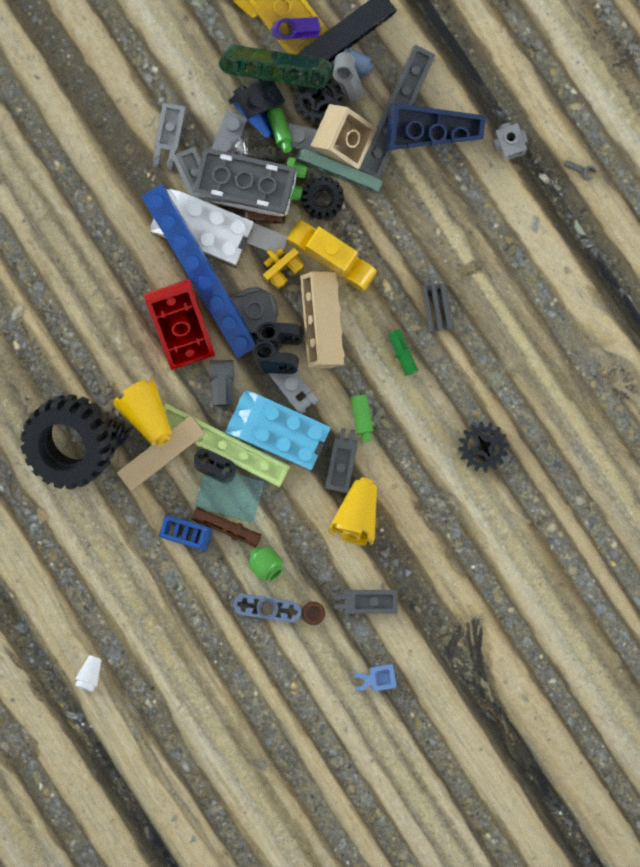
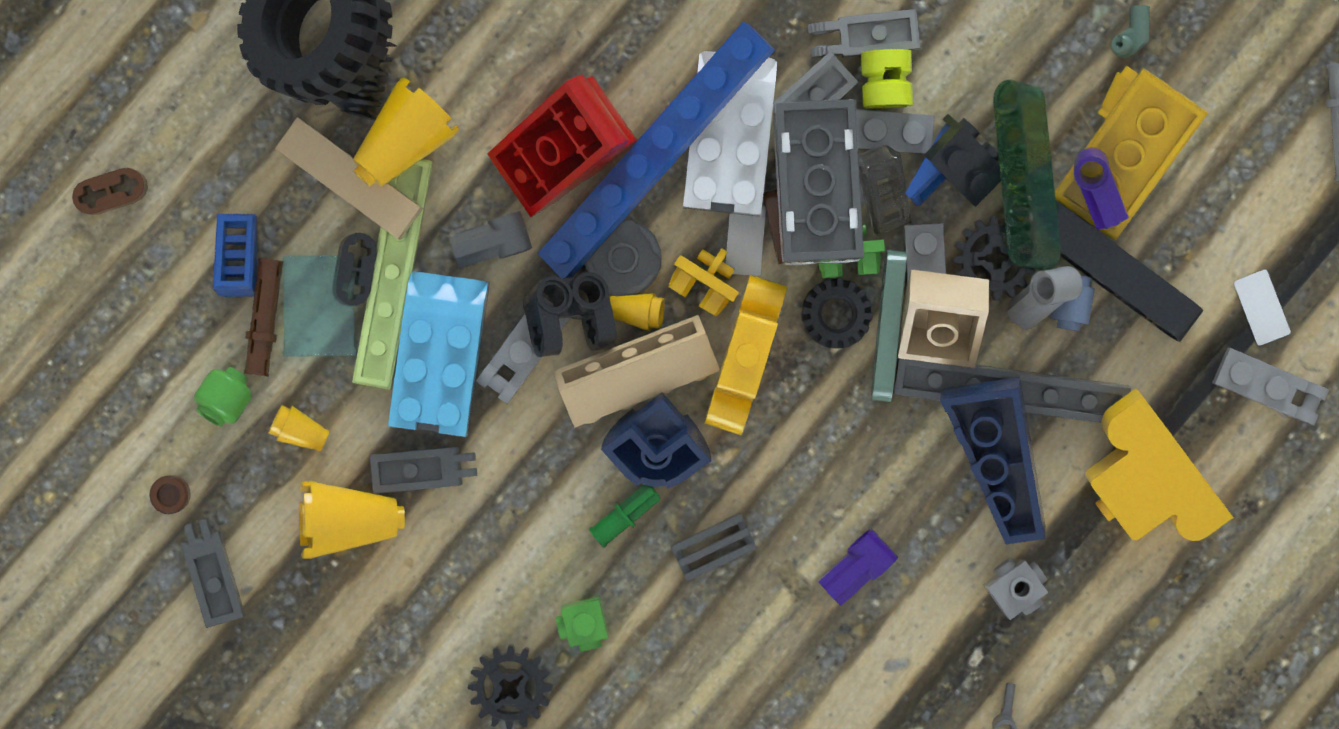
camera: 75 degrees right, 5 degrees up
(120, 595) = (107, 182): none -> reddish brown beam
(205, 126) = (890, 92): none -> neon yellow wheel
(250, 599) = (168, 447): sand blue beam -> none
(280, 129) = (927, 212): bright green cylinder -> none
(287, 309) = (639, 310): none -> yellow cone
(297, 526) = (298, 429): none -> yellow cone
(362, 417) = (502, 480): bright green cylinder -> none
(368, 321) = (656, 445): none -> dark blue brick
(380, 678) = (98, 630): medium blue plate -> none
(459, 393) = (583, 623): none -> bright green brick
(468, 47) = (1151, 476): none -> yellow brick
(469, 222) = (865, 561): none -> dark purple piece

